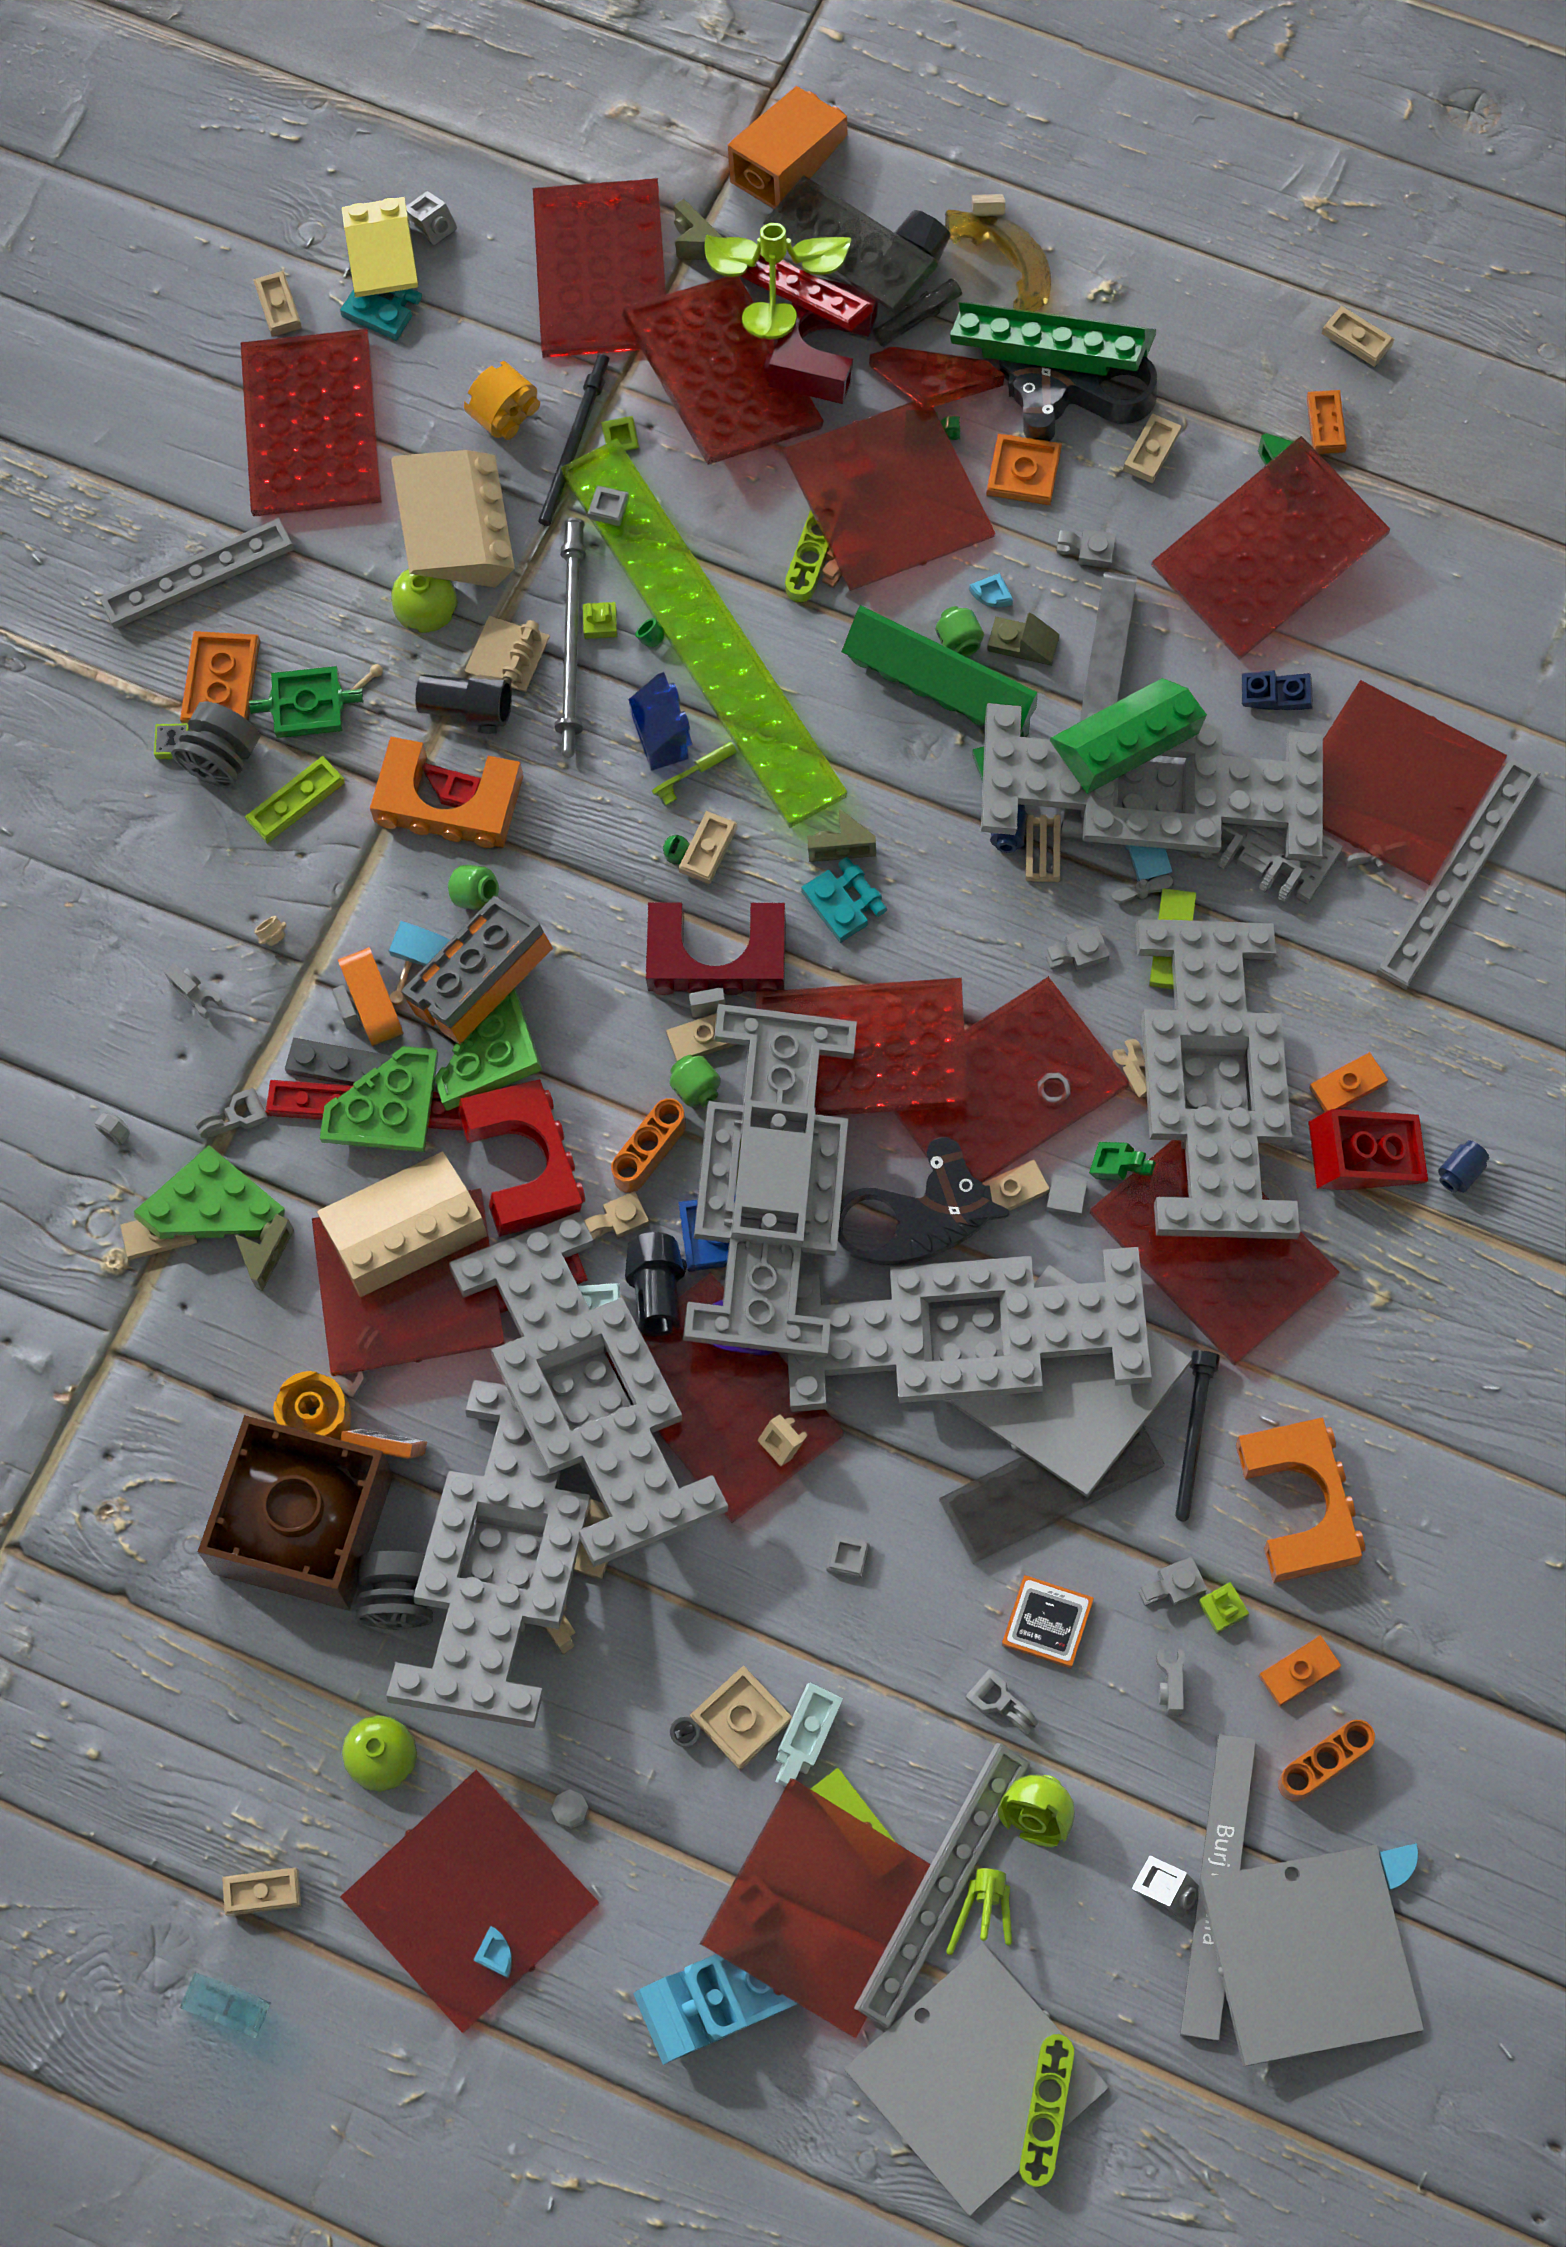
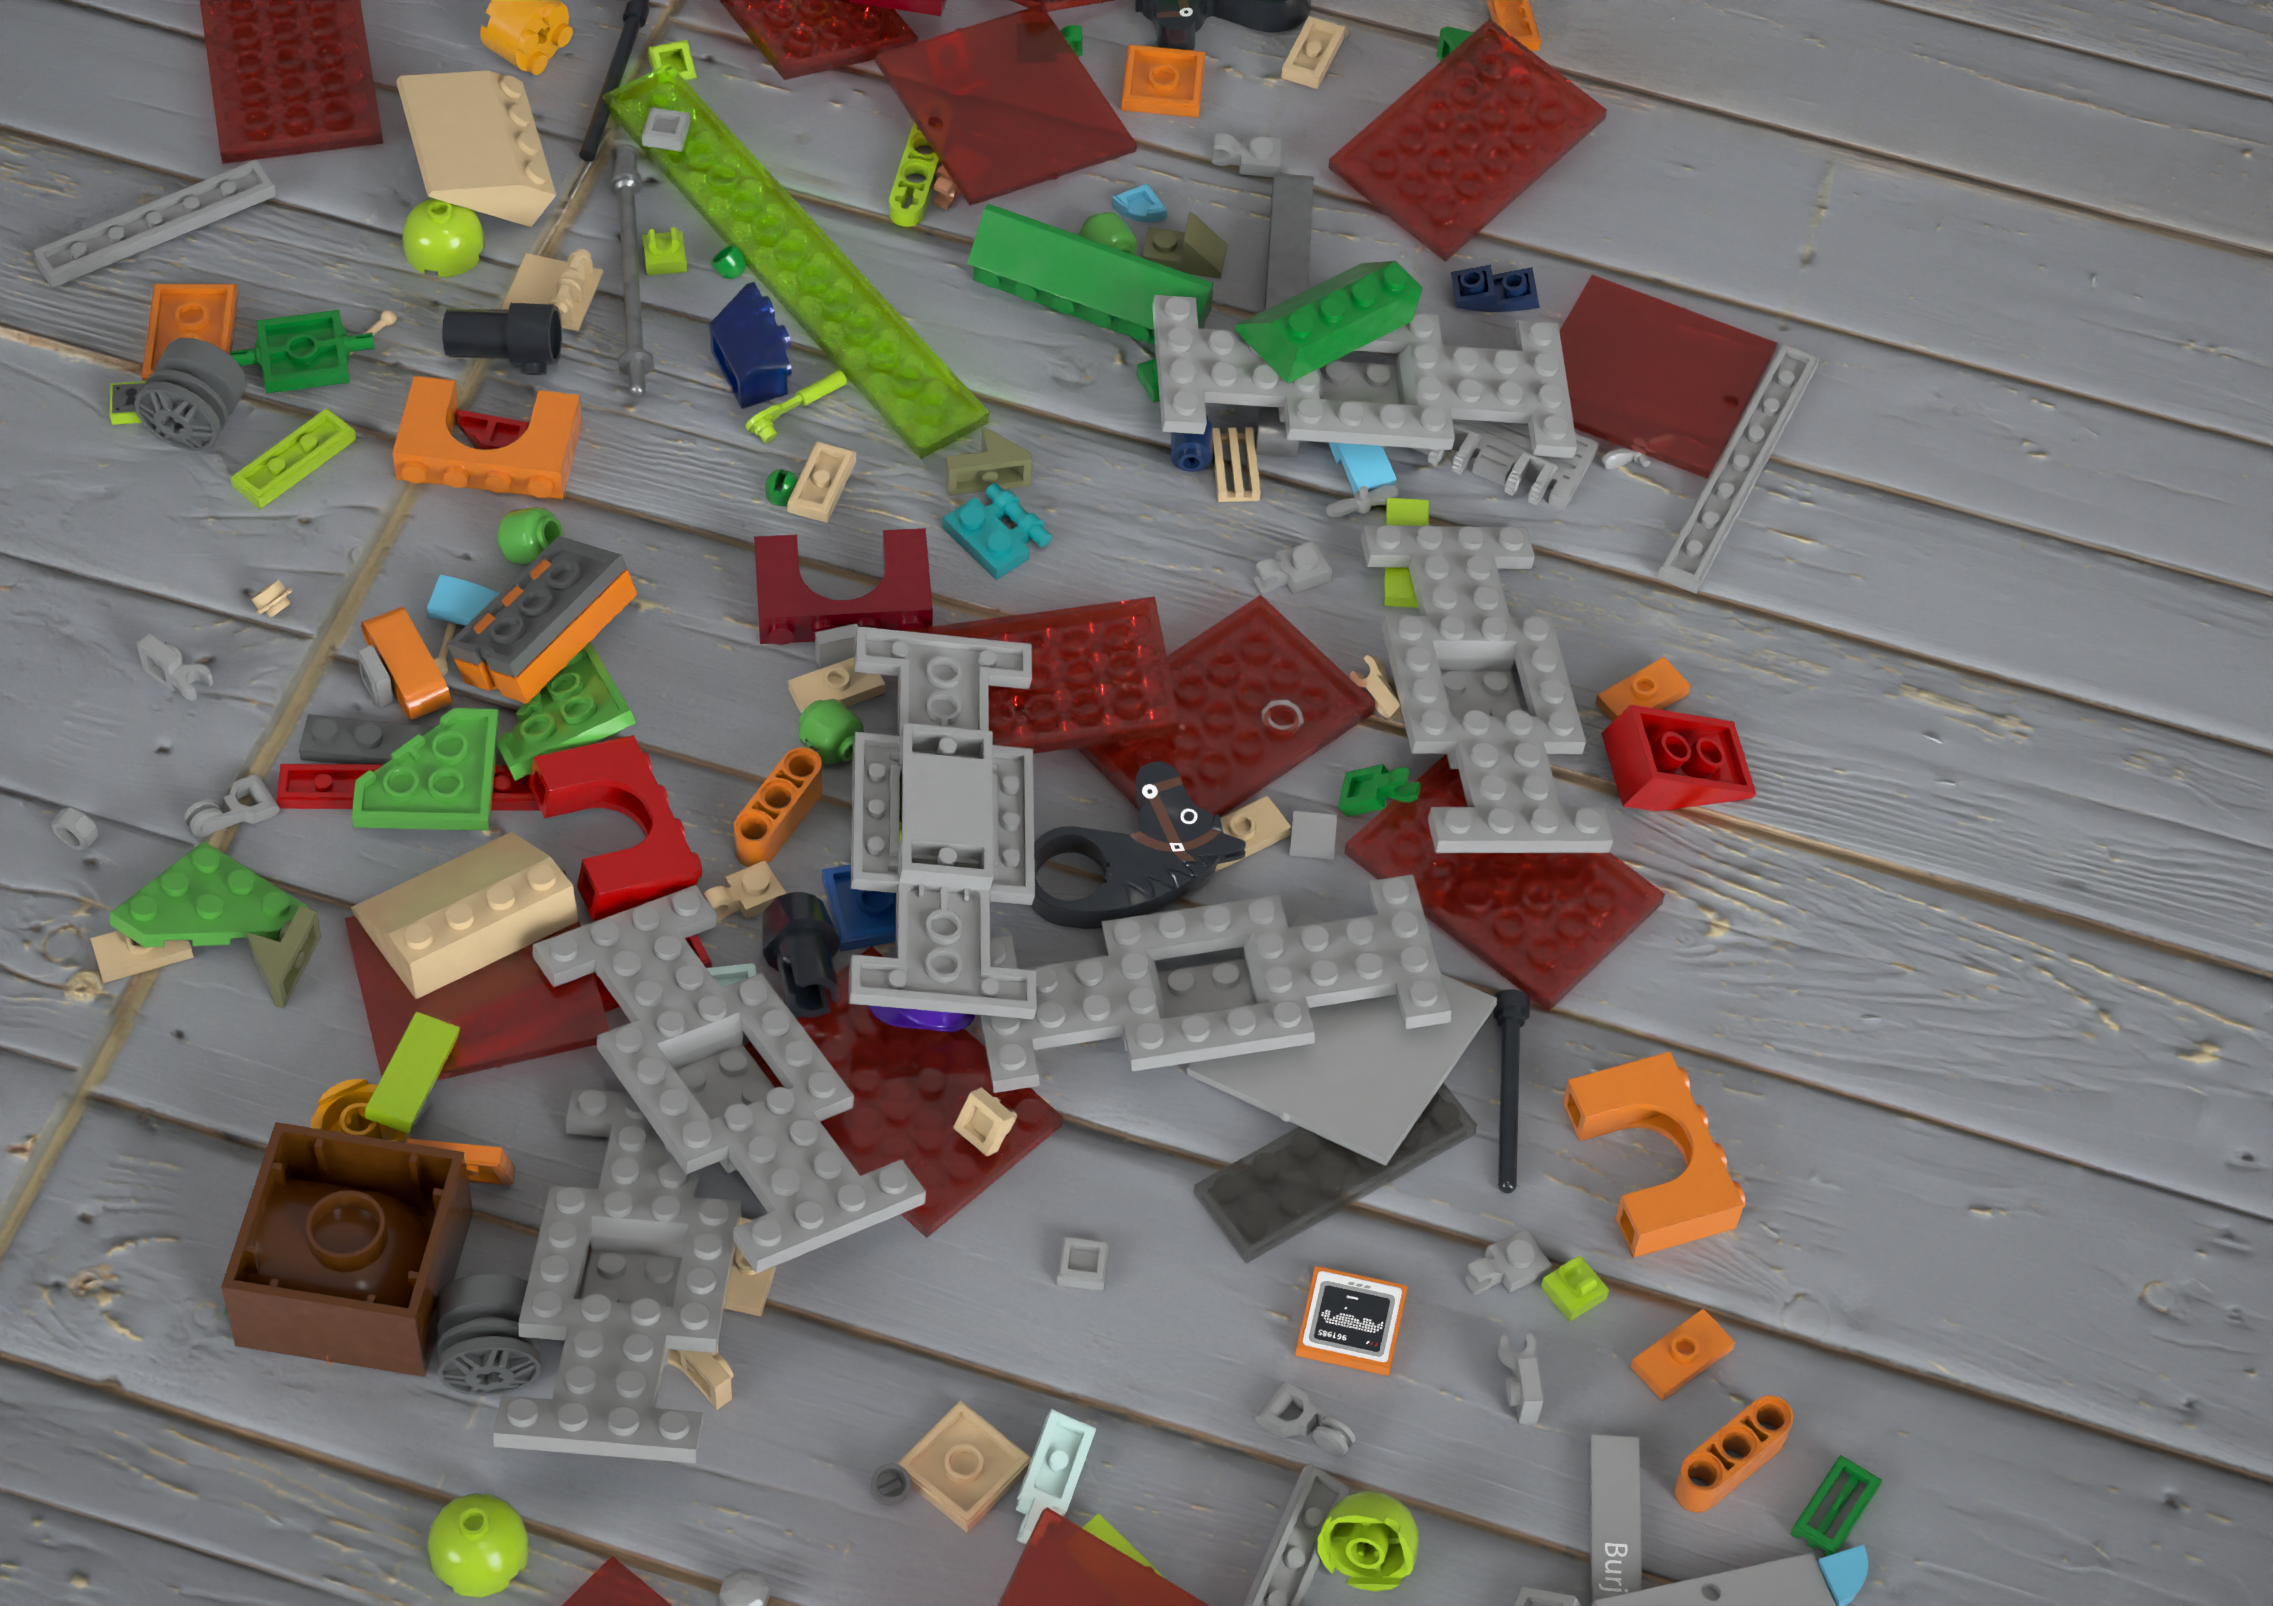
camera: 15 degrees left, 15 degrees down
(350, 1370) = (412, 1072): none -> lime tile
(1381, 1832) = (1818, 1537): none -> green tile
(1463, 1167) = (1797, 771): dark blue brick -> none

